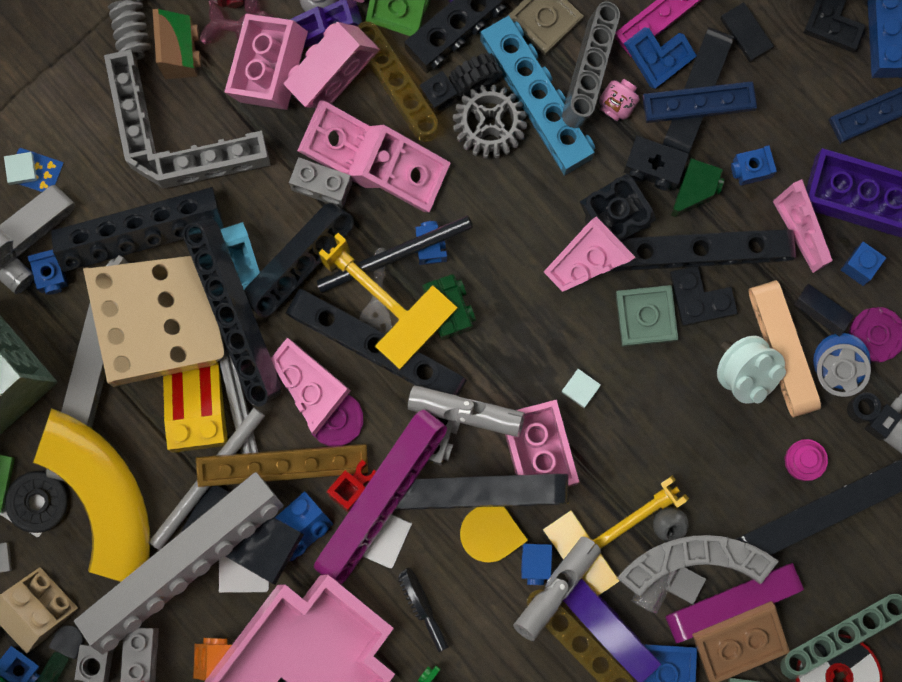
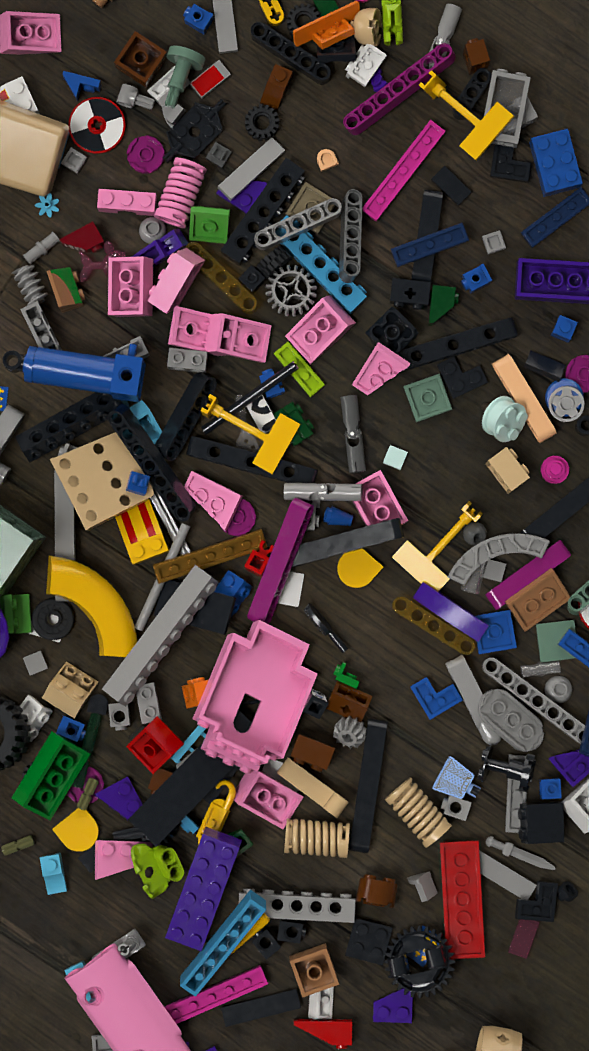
camera: 15 degrees left, 5 degrees up
(55, 281) = (27, 468): blue brick -> none
(203, 335) = (137, 483): none -> blue tile
(214, 176) = (82, 371): none -> blue piece
(239, 579) = (199, 637): white sticker -> none
(406, 281) = (261, 414): none -> slope
(478, 239) = (304, 375): none -> lime tile
(478, 453) = (337, 517): none -> blue cone
(517, 183) = (320, 328): none -> bright pink slope
(531, 20) = (303, 216): none -> light grey beam
(531, 321) = (351, 419): none -> dark grey piece
(536, 563) = (392, 580): blue brick -> none
(547, 602) = (405, 604): light grey piece -> none
(619, 99) = (375, 255): bright pink head -> none
(655, 61) = (395, 222): blue plate -> none
(740, 443) = (508, 470): none -> tan brick
(788, 123) = (493, 242): none -> light grey tile
(800, 217) = (515, 308): bright pink wing -> none

